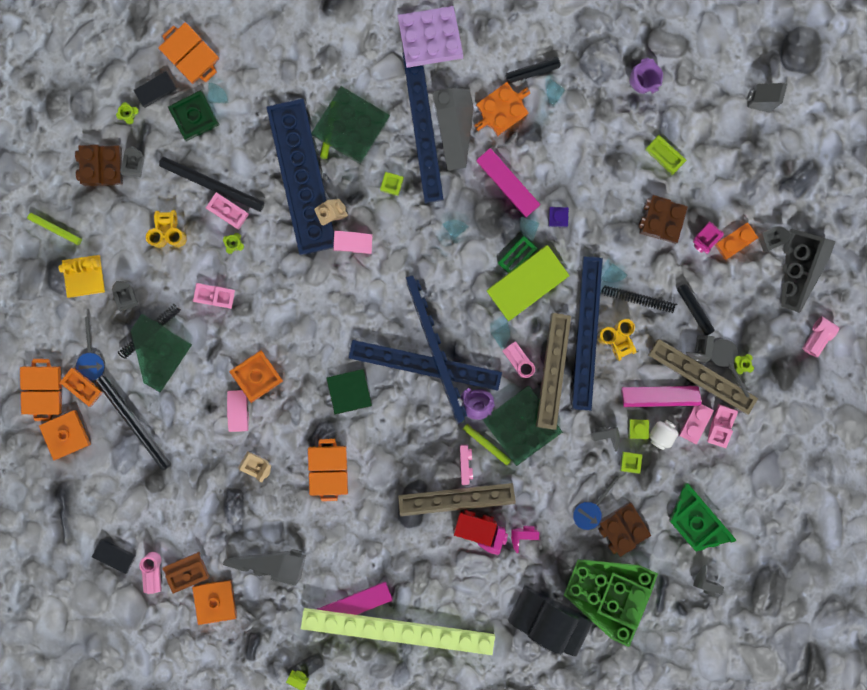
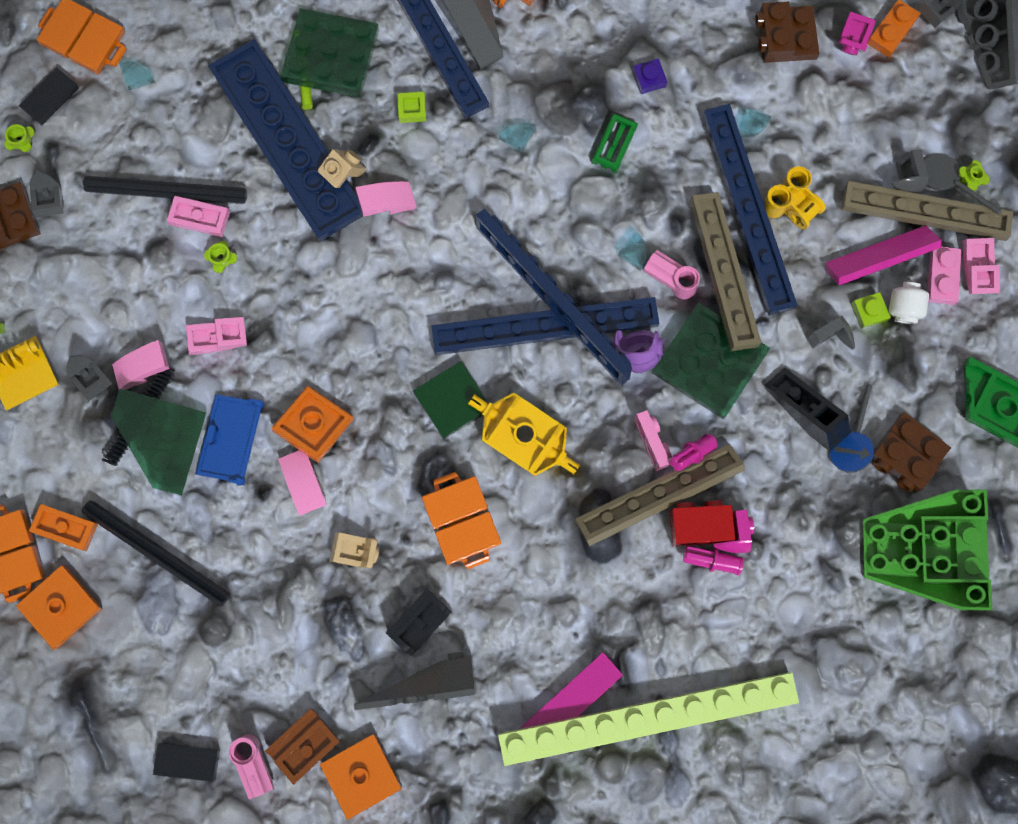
camera: 25 degrees left, 10 degrees down
(90, 364) = (68, 491): blue piece -> none
(159, 299) = (140, 364): none -> bright pink slope
(166, 226) = (120, 266): yellow piece -> none
(193, 115) = (112, 112): dark green tile -> none
(203, 367) = (234, 437): none -> blue door
(280, 524) = (418, 622): none -> black hinge
(383, 416) = (500, 430): none -> yellow plate
(474, 551) = (713, 560): none -> dark pink axle
(485, 443) = (671, 404): lime bar -> none
(487, 481) = (693, 452): none -> dark pink axle
(508, 182) = (566, 56): dark pink tile -> none
(526, 533) = (777, 505): dark pink plate -> none
(527, 283) = (642, 171): lime tile -> none
(528, 228) = (615, 102): clear light blue tile -> none
(550, 622) = (862, 619): black brick -> none
(571, 478) = (809, 409): none -> black slope
(631, 462) = (880, 357): lime plate -> none
(648, 298) = (807, 143): black piece -> none
(695, 309) = (878, 129): black axle -> none

